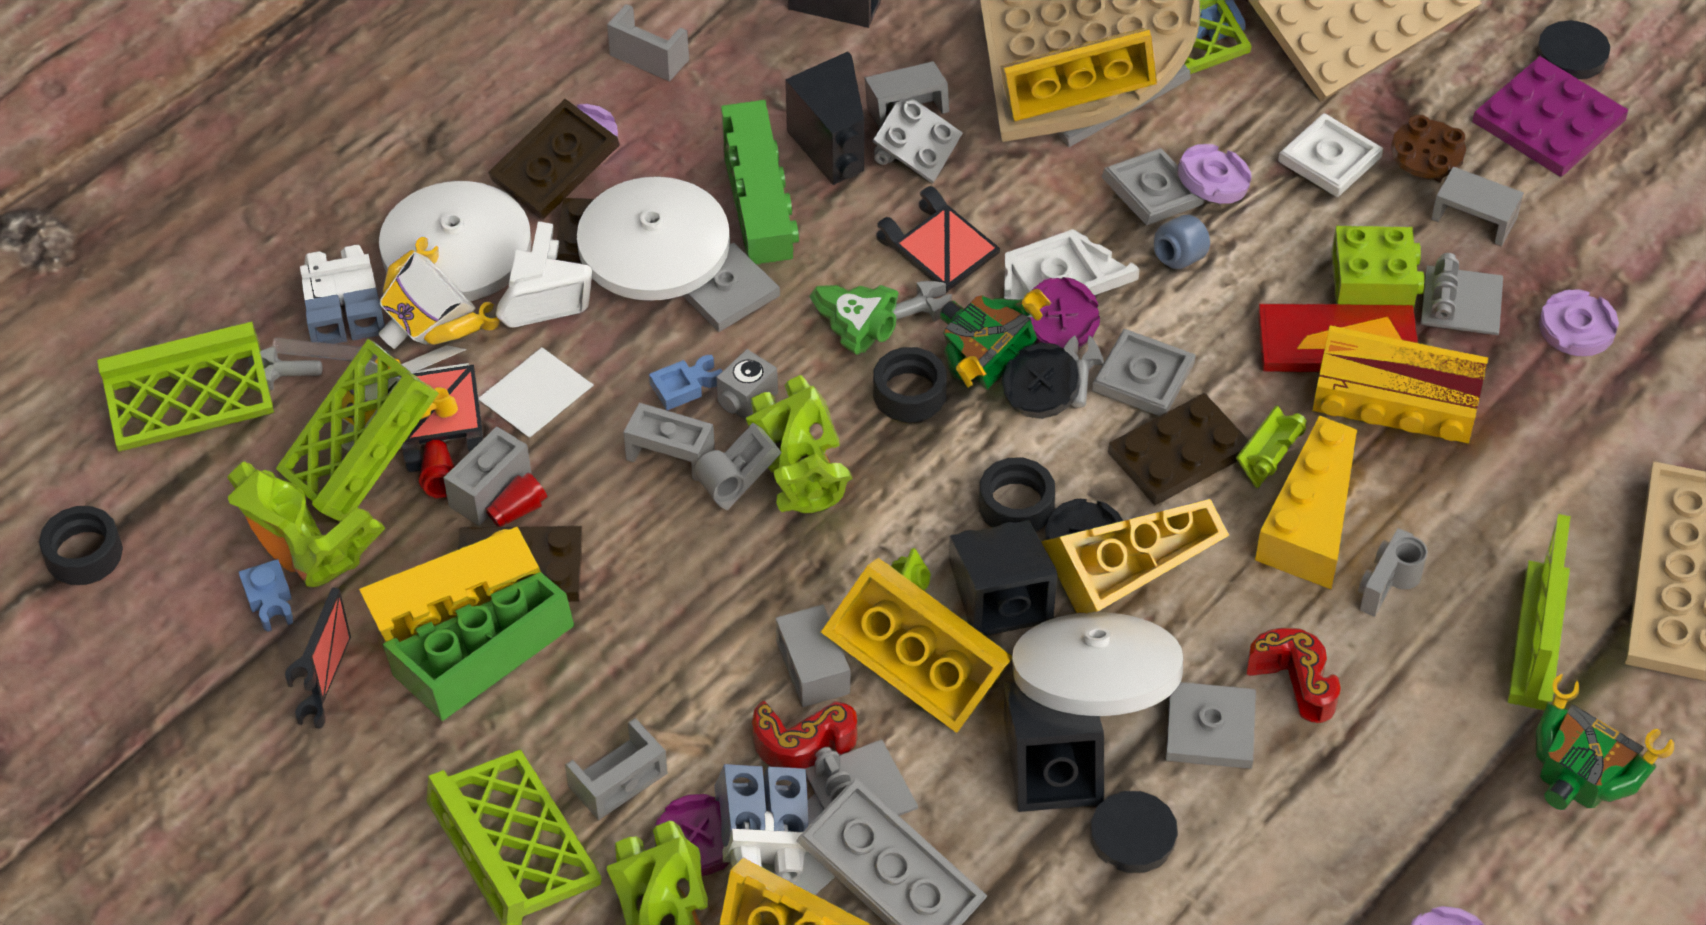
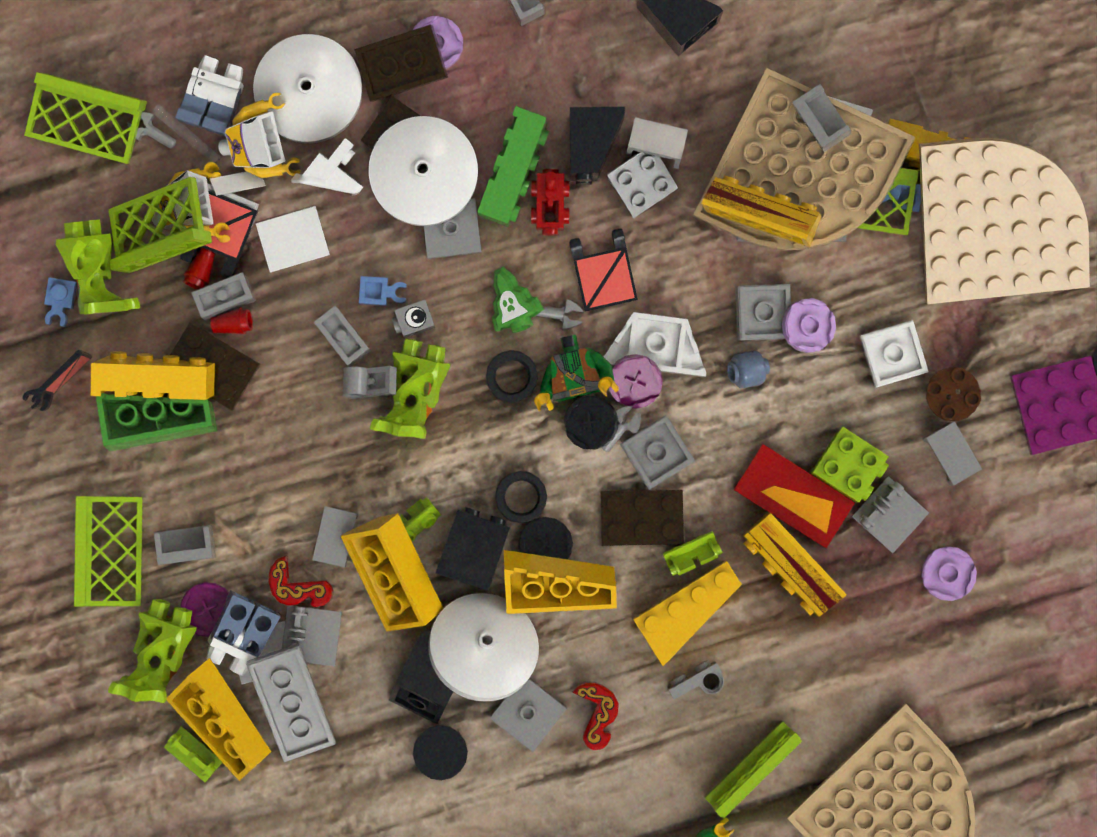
camera: 30 degrees right, 35 degrees up
(825, 200) = (550, 195): none -> red brick

